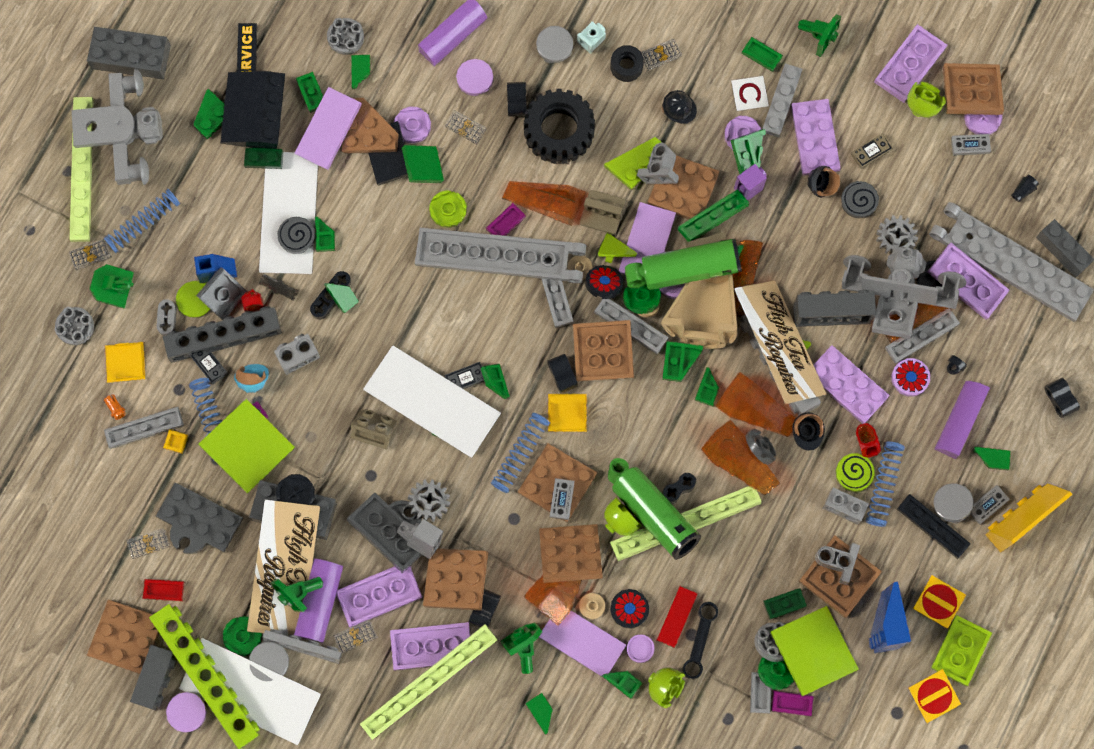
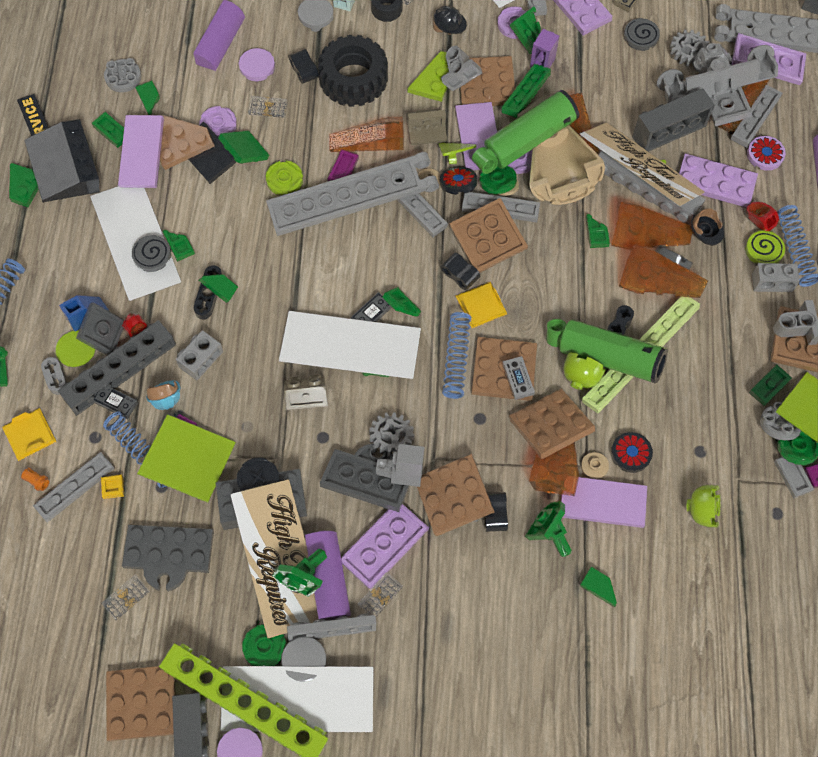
camera: 25 degrees left, 10 degrees down
(163, 590) = (161, 637): red tile -> none
(263, 158) = (90, 201): dark green plate -> none
(278, 287) = (154, 304): clear smoke pin -> none
(425, 645) = (460, 570): lavender plate -> none
(428, 681) = (476, 606): yellowish green plate -> none
(624, 682) = (663, 521): green tile -> none
(640, 648) = (661, 484): lavender piece -> none
(677, 617) = (679, 440): red tile -> none
(679, 360) = (559, 218): green wing -> none
(700, 640) = (713, 450): black piece -> none
(823, 181) = (604, 29): piece -> none
(957, 363) = (798, 125): black tile -> none

